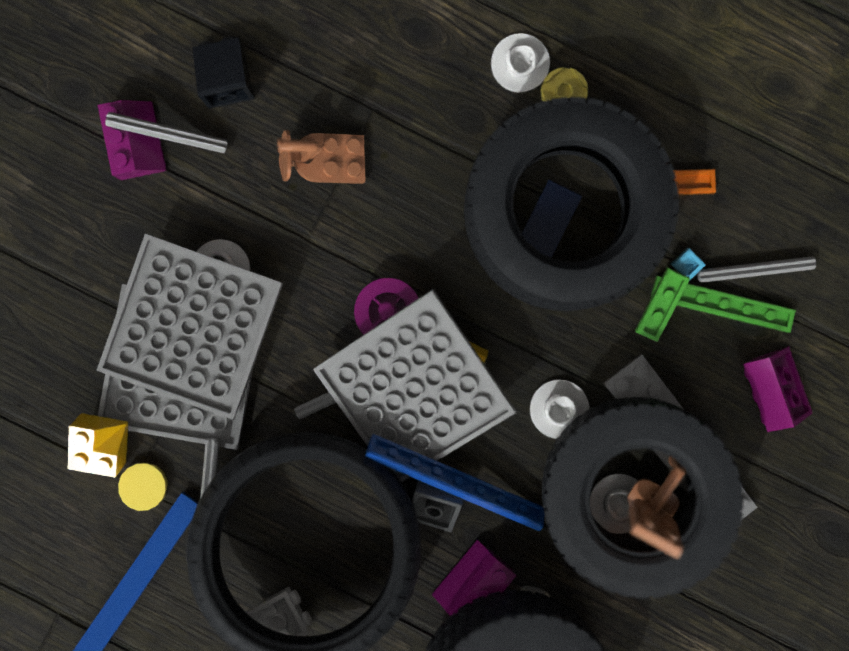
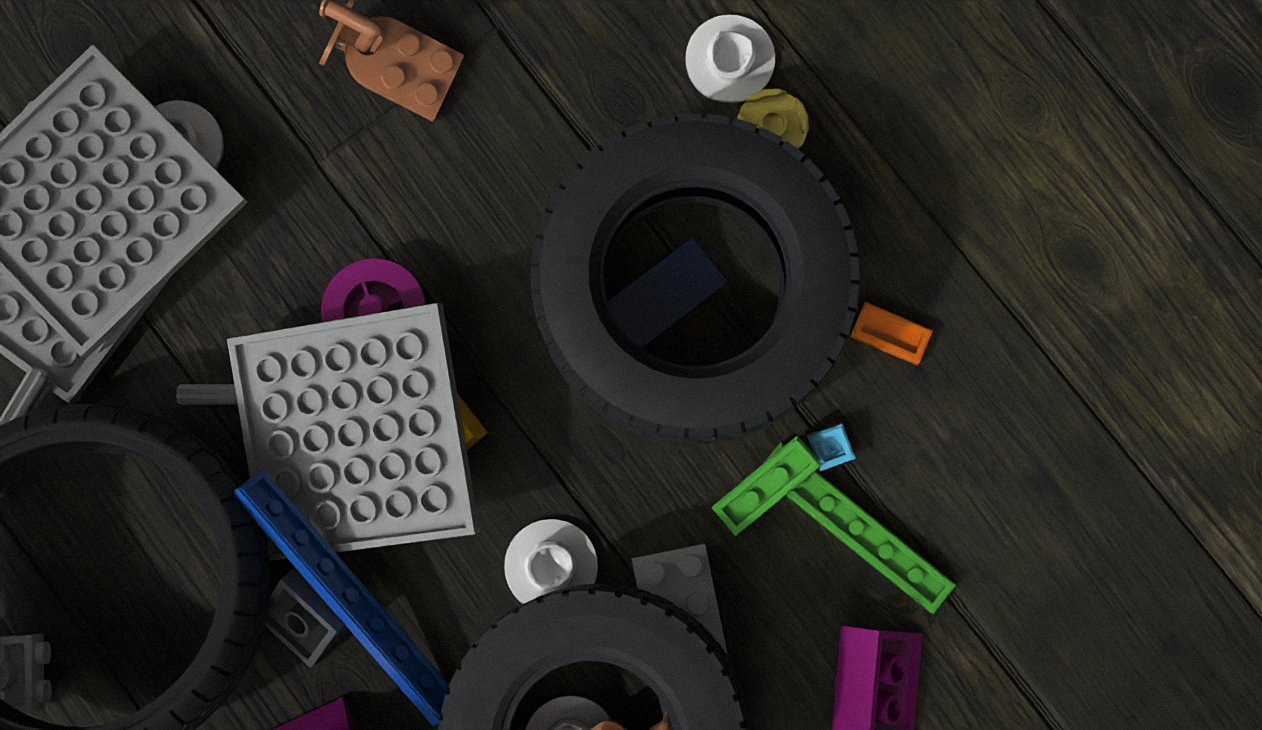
camera: 25 degrees right, 5 degrees down
(756, 269) = (927, 500): light grey axle -> none

